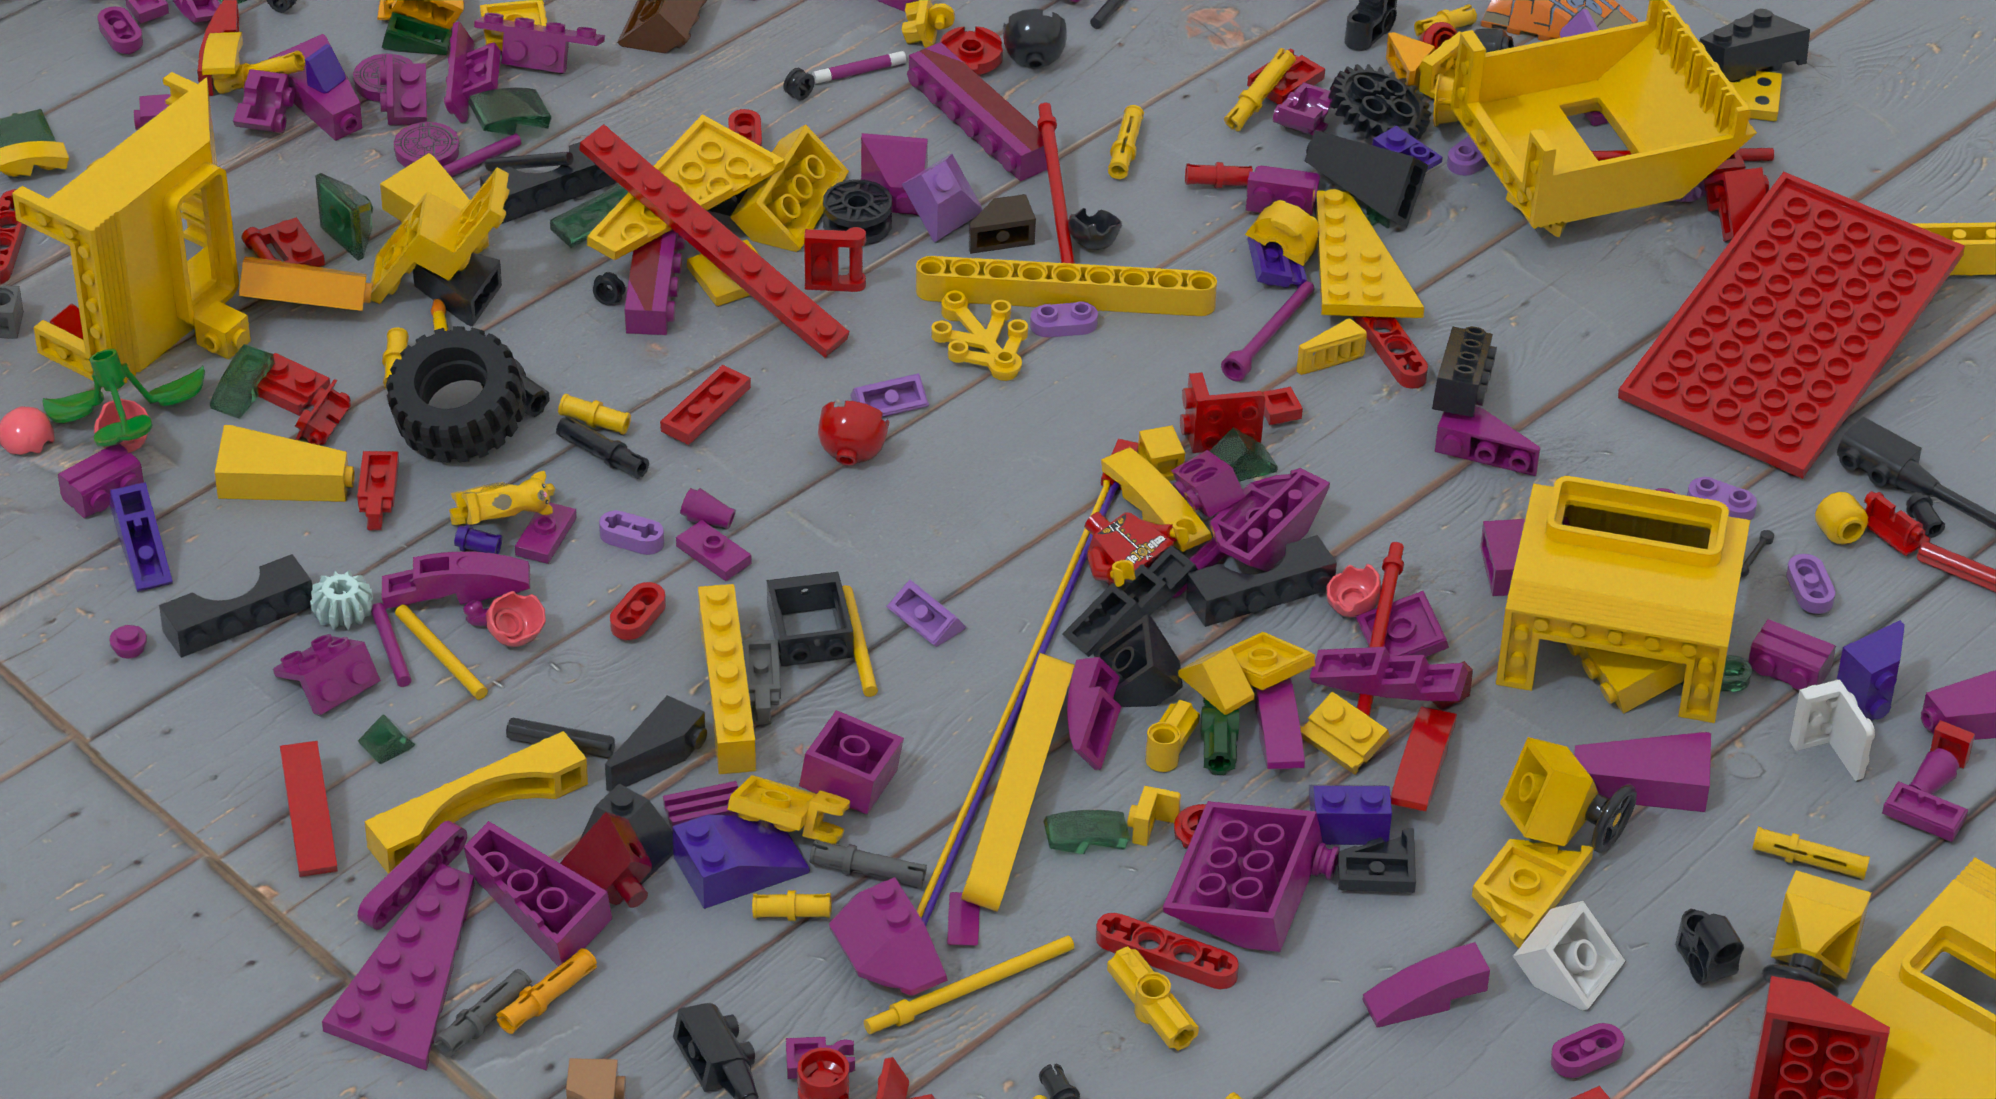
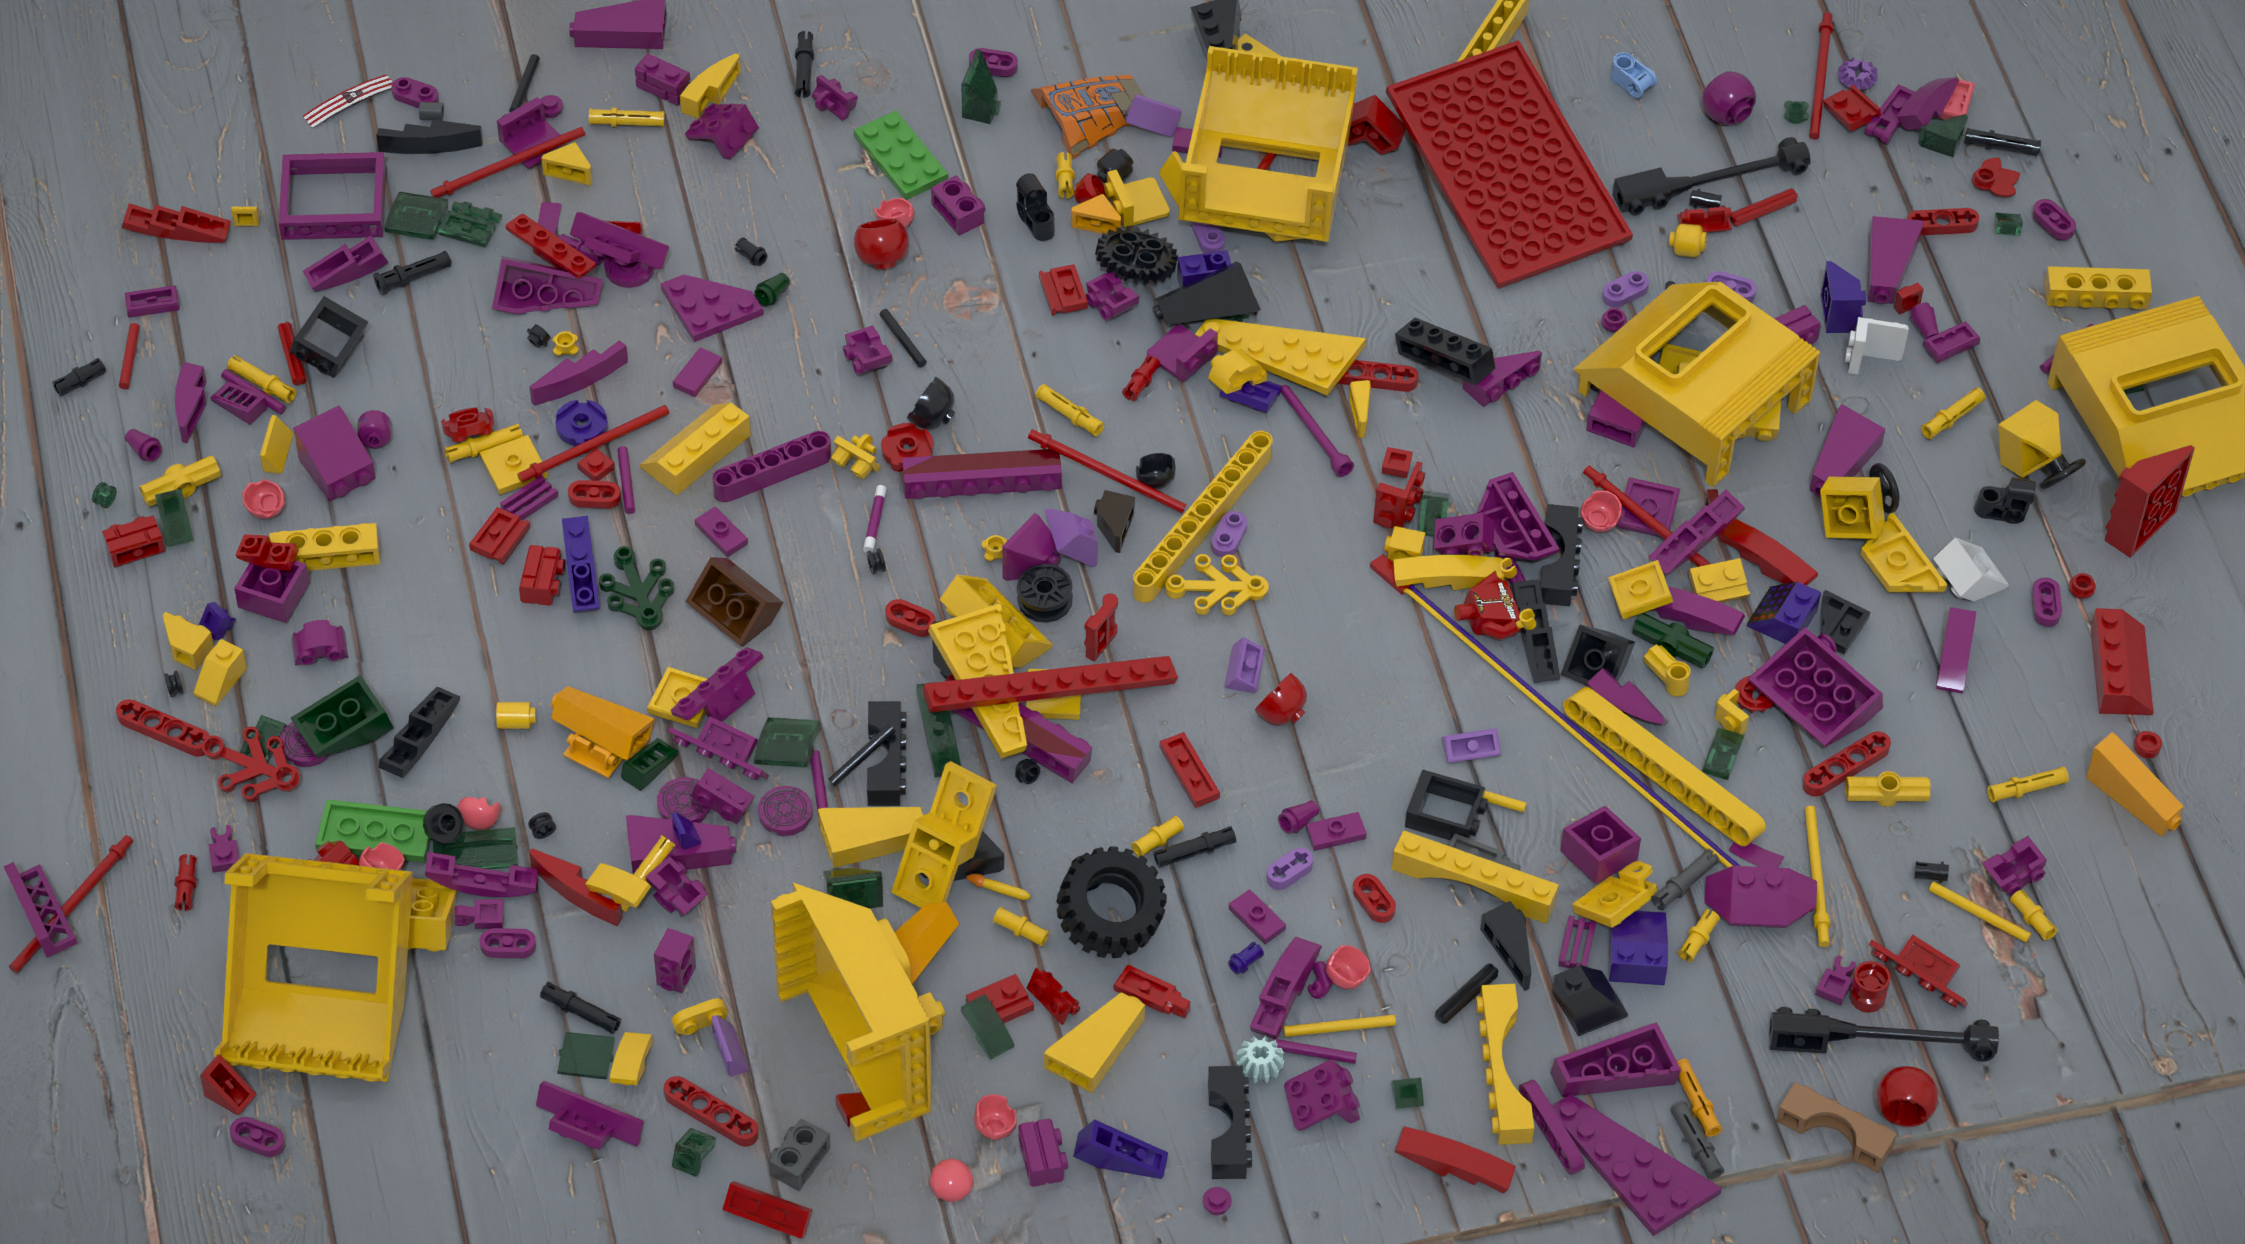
camera: 60 degrees left, 10 degrees up
(74, 95) = (571, 1003): none -> black pin
(111, 375) = (967, 1070): green plant -> none
(502, 500) = (1227, 926): yellow animal -> none
(612, 859) = (1617, 1012): dark red torso -> none
(1219, 680) = (1650, 619): yellow slope -> none
(1251, 99) = (1080, 319): yellow pin -> none
(1442, 100) = (1161, 218): yellow piece -> none
(1647, 1078) = (2079, 581): none -> red plate

